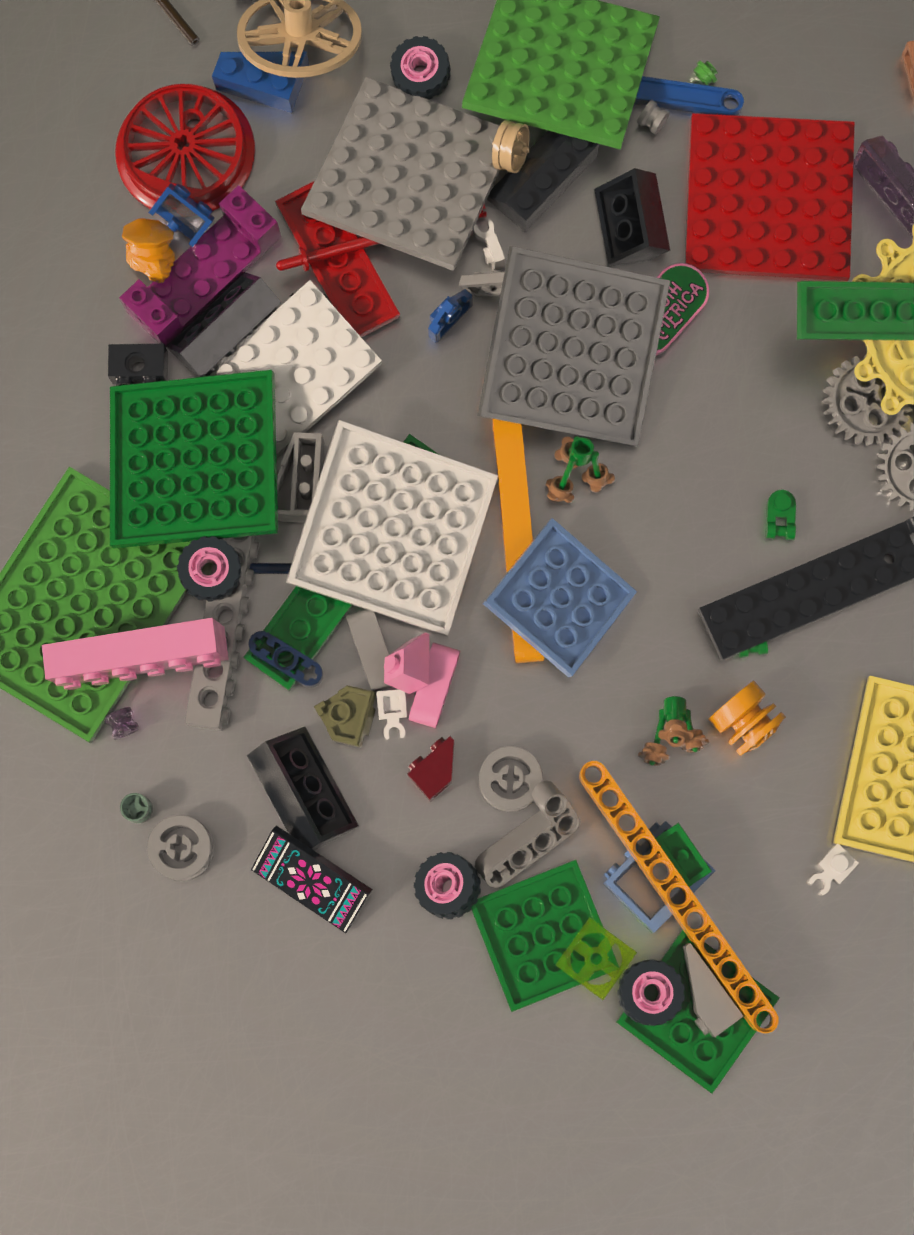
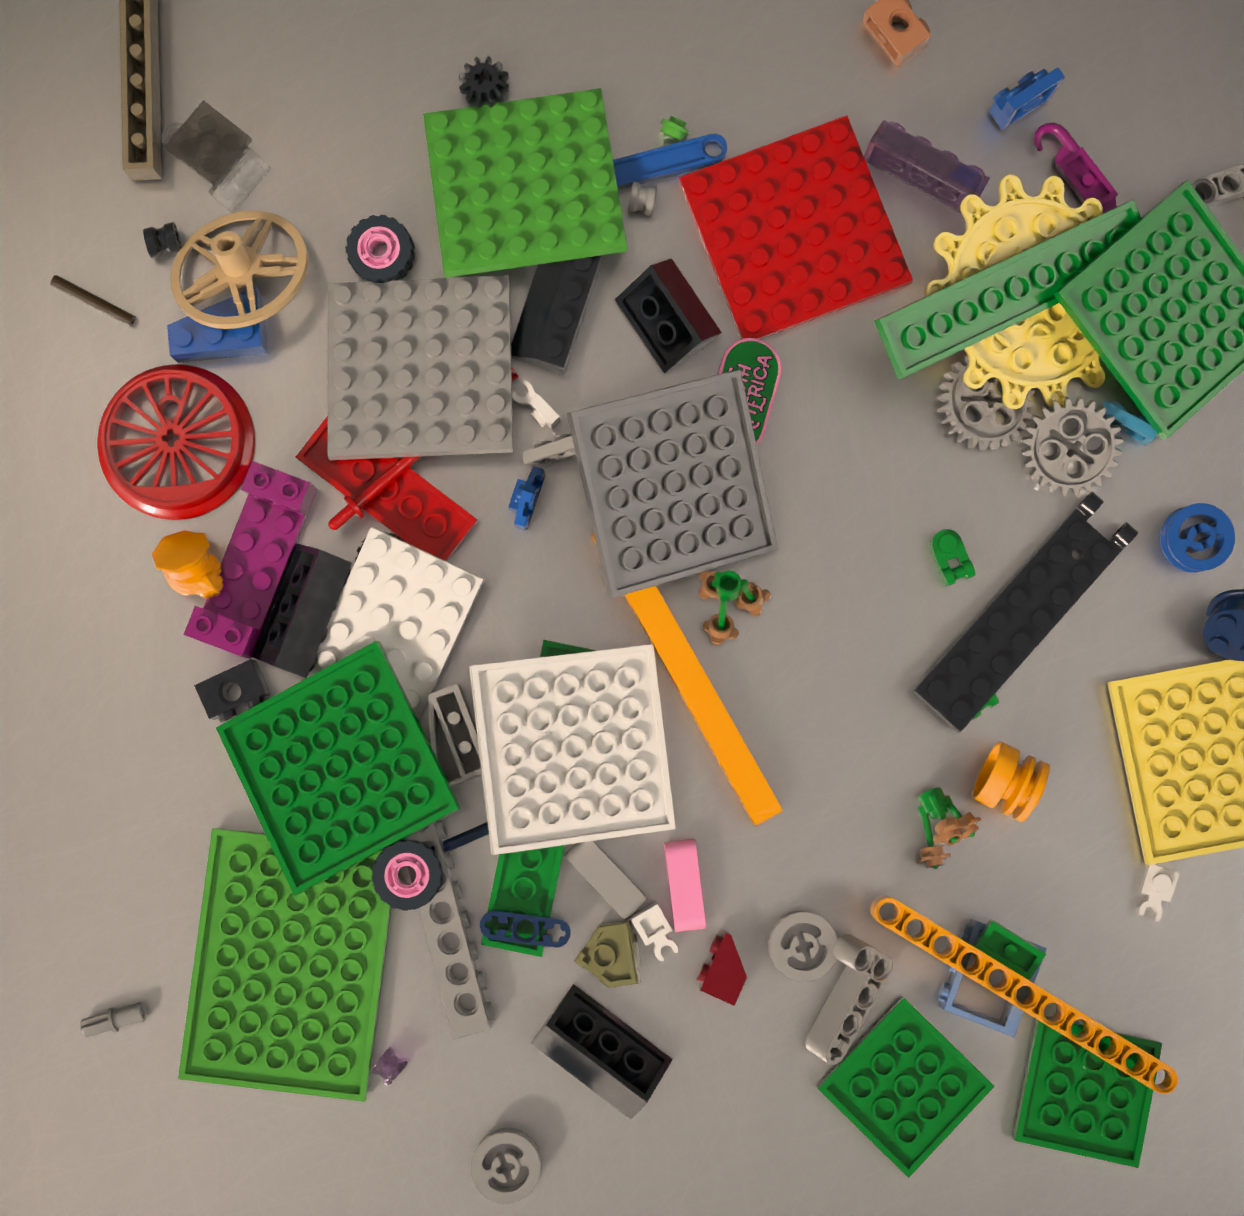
camera: 30 degrees left, 5 degrees up
(131, 806) = (440, 1150): sand green wheel -> none
(135, 653) = (366, 1002): bright pink brick -> none
(183, 212) = (207, 513): blue window -> none
(311, 879) = (652, 1138): black tile -> none
(409, 665) = (651, 878): bright pink slope -> none
(430, 884) = (771, 1087): black wheel -> none
(510, 146) = (513, 296): tan wheel -> none
(560, 597) = (772, 743): medium blue plate -> none
(586, 951) = (943, 1083): clear neon green piece -> none
(669, 992) = (1057, 1101): black wheel -> none
(709, 999) = (1098, 1081): light grey slope -> none

